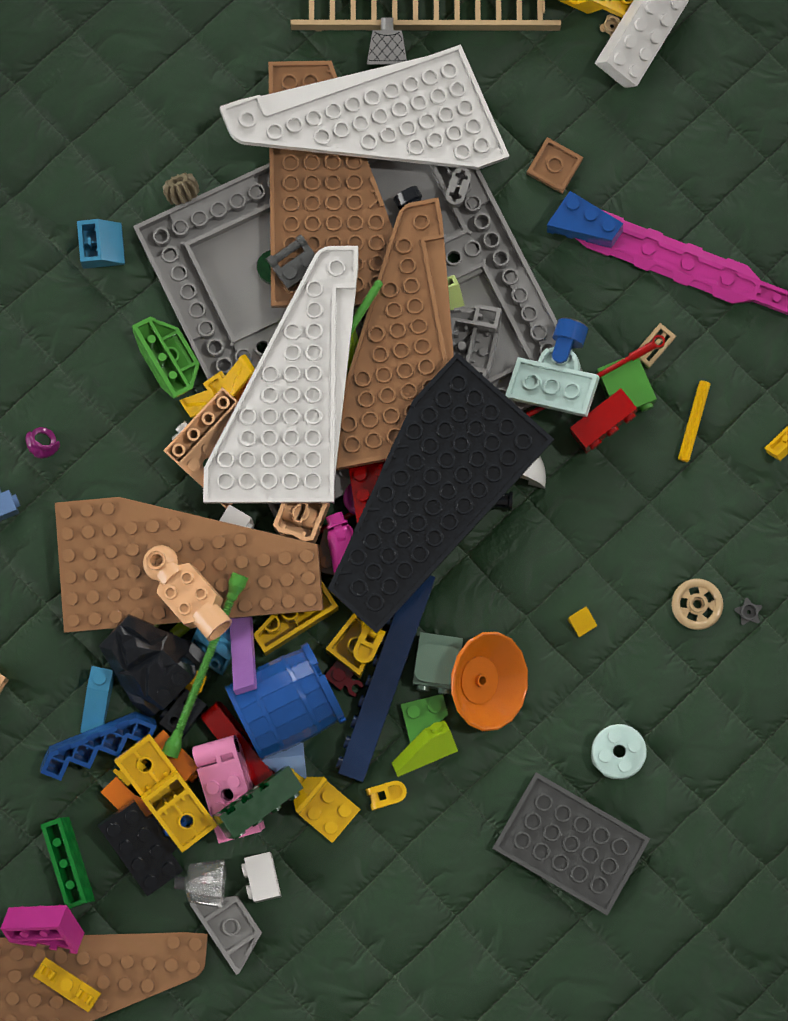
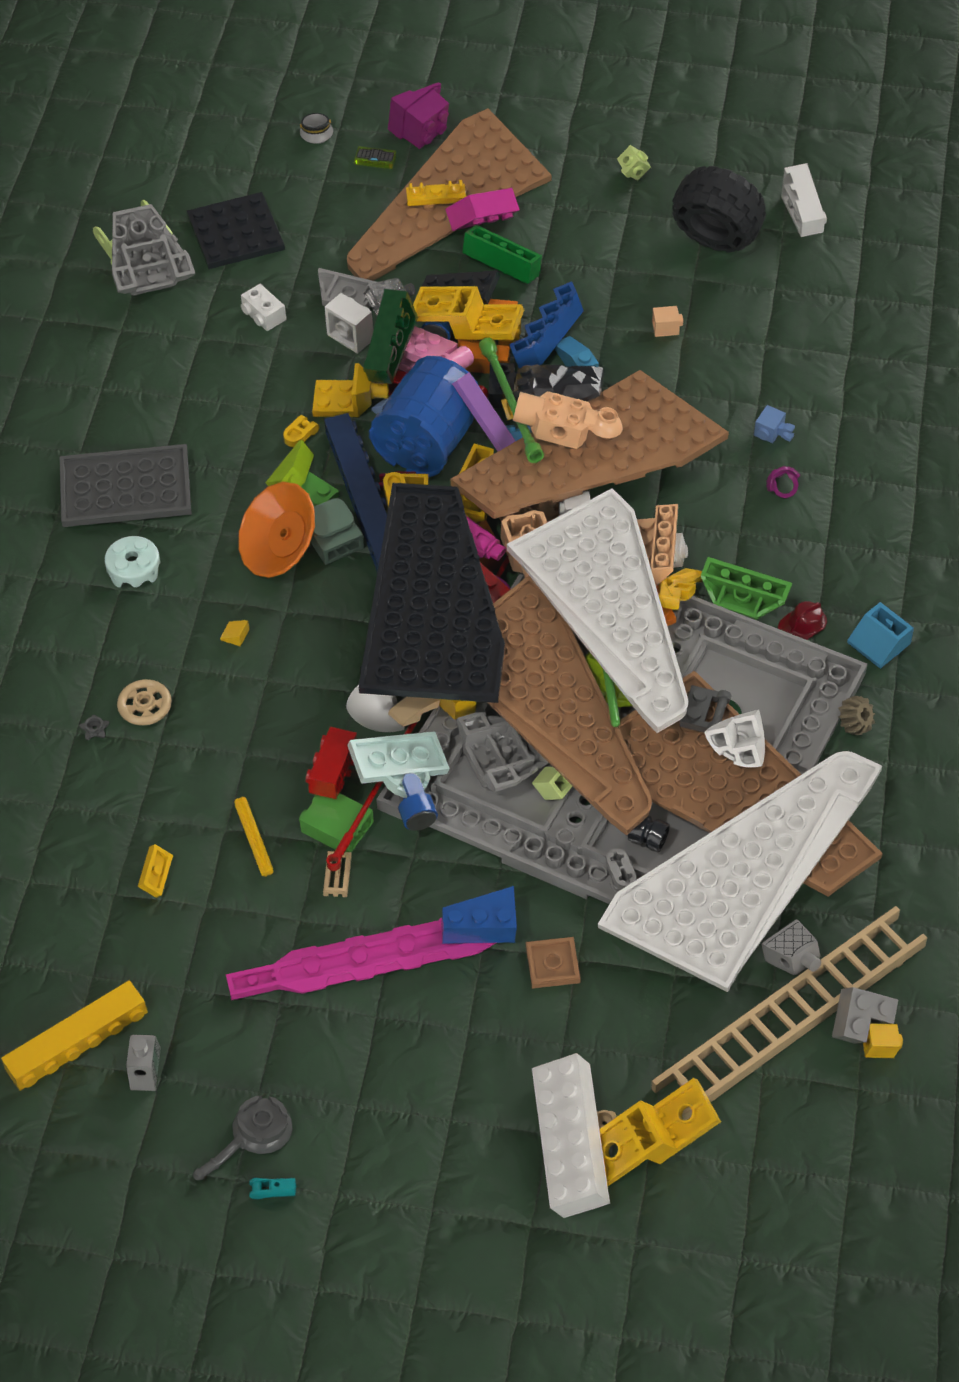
camera: 145 degrees right, 25 degrees down
(141, 304) = (804, 620): none -> dark red piece
(293, 214) = (739, 739): none -> white brick
(318, 964) = (263, 307): none -> white brick

